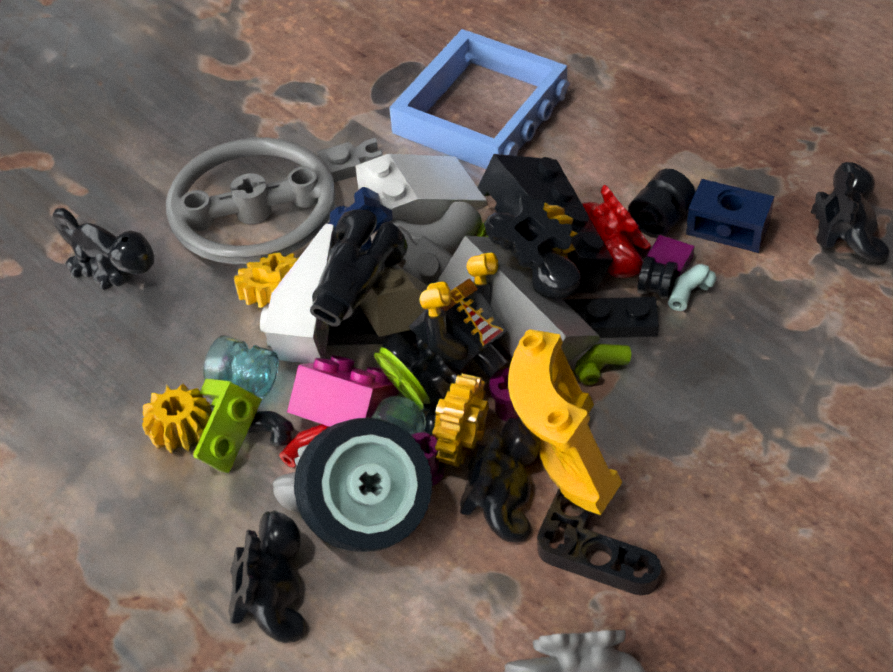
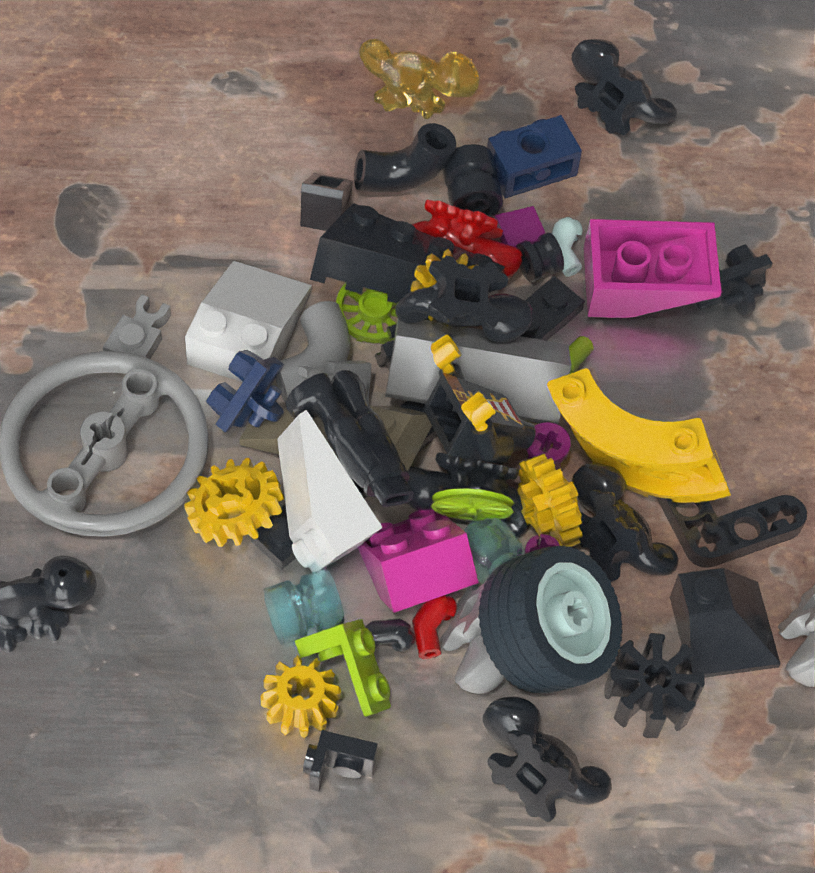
camera: 55 degrees left, 10 degrees up
(149, 464) = (343, 753): none -> black bracket
(399, 596) = (636, 674): none -> black gear
(410, 110) = (207, 246): light blue window -> none
(502, 599) = (723, 622): none -> black slope
(542, 143) = (323, 200): none -> black slope
(624, 166) = (406, 167): none -> black cylinder
(701, 121) = (412, 76): none -> clear yellow animal
(722, 326) = (648, 266): none -> dark pink slope
(789, 388) = (741, 281): none -> black hips

